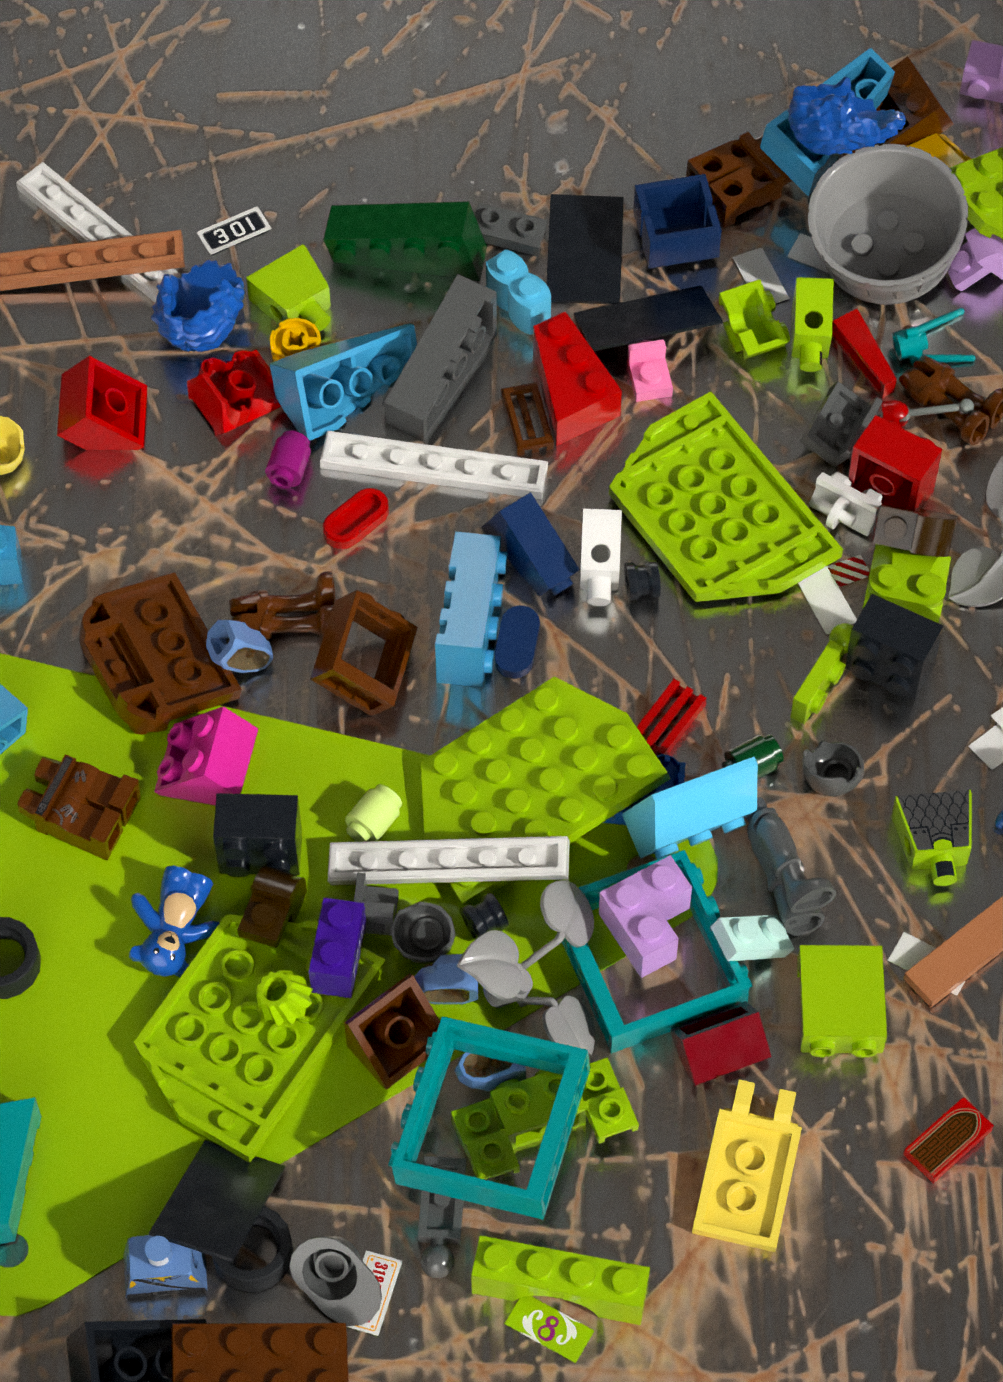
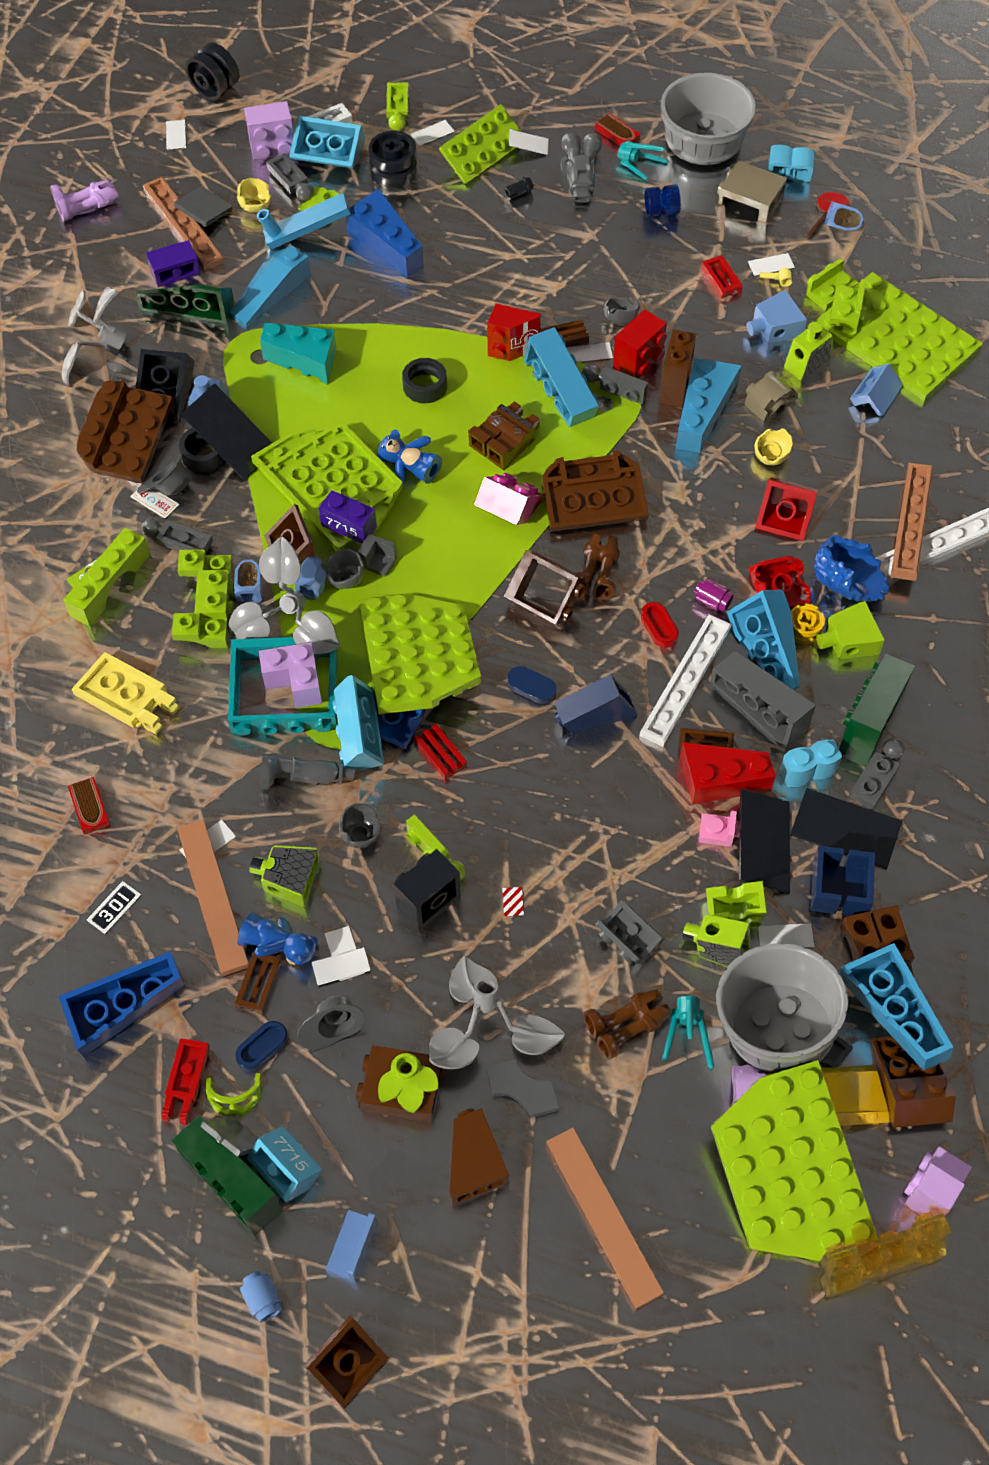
camera: 110 degrees right, 0 degrees up
(234, 230) = (921, 621): sticker -> none
(238, 647) = (578, 531): medium blue rock -> none
(257, 833) = (440, 501): black brick -> none
(273, 903) = (399, 500): dark brown brick -> none
(283, 996) = (330, 480): lime piece -> none
(373, 814) = (436, 569): yellowish green brick -> none
(450, 860) = (383, 594): white tile -> none
(468, 610) = (556, 655): dark azure wedge -> none
(484, 916) = (343, 605): black wheel -> none
(508, 1047) = (211, 602): teal window -> none
(600, 554) = (572, 741): white torso -> none
(642, 580) = (547, 765): black wheel -> none
(719, 507) = (590, 833): lime plate -> none
(721, 1042) = (208, 703): dark red brick -> none
(752, 937) = (261, 734): light aqua plate -> none
(764, 749) = (387, 784): dark green brick -> none
(826, 600) = (495, 879): white sticker -> none
(836, 121) = (874, 984): blue hair -> none
(842, 1000) = (202, 773): lime panel -> none
(845, 504) = (574, 907): white hips -> none
(860, 346) = (692, 977): red piece -> none
(895, 464) = (572, 945): red brick -> none
(900, 413) = (626, 974): hinge -> none
(909, 580) = (487, 932): lime slope -> none
(919, 532) = (508, 944): dark brown brick -> none

